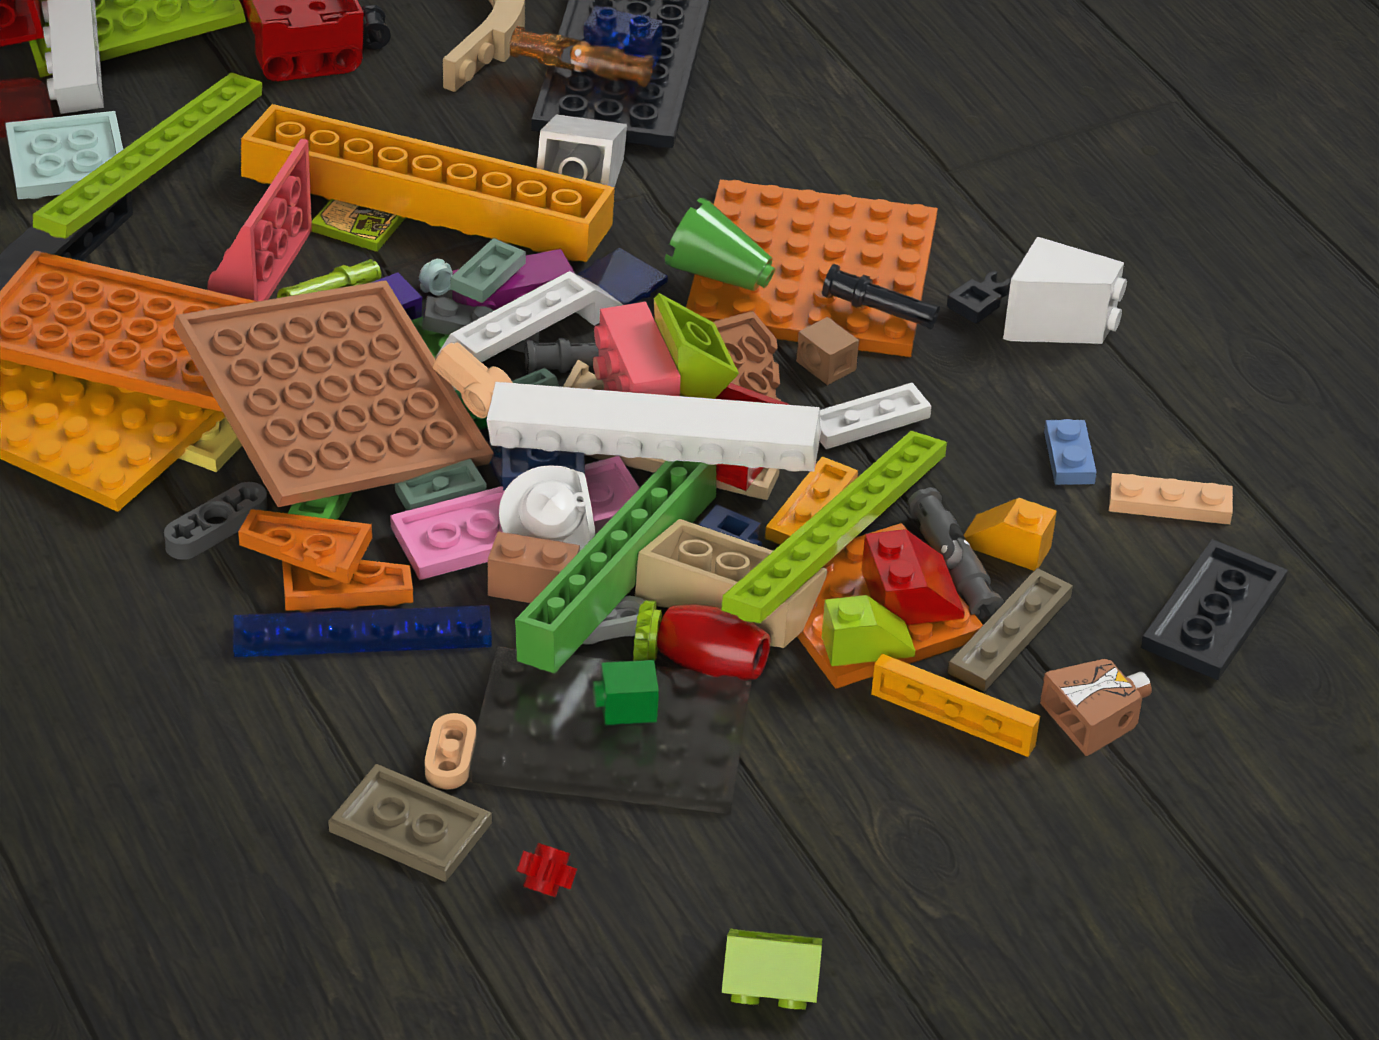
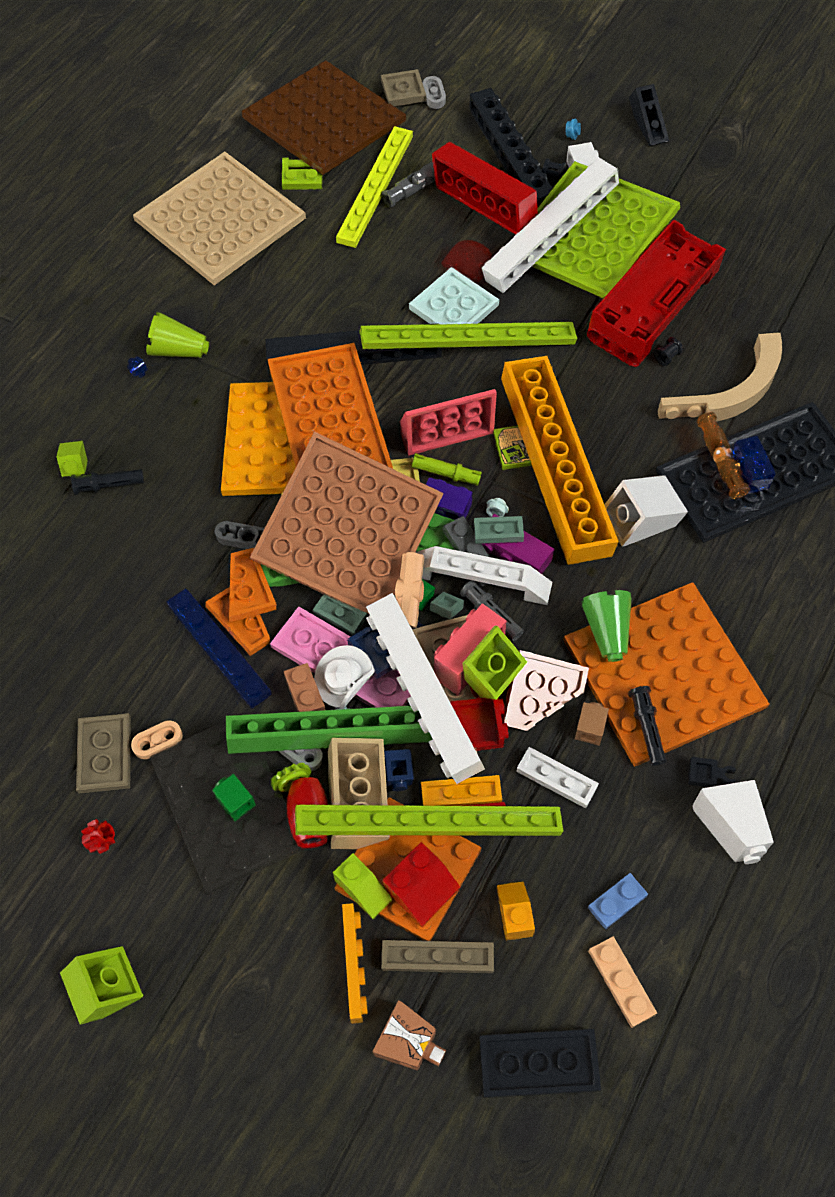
camera: 60 degrees right, 20 degrees up
(624, 276) = (573, 586): clear blue piece -> none
(946, 537) = (472, 894): dark grey piece -> none

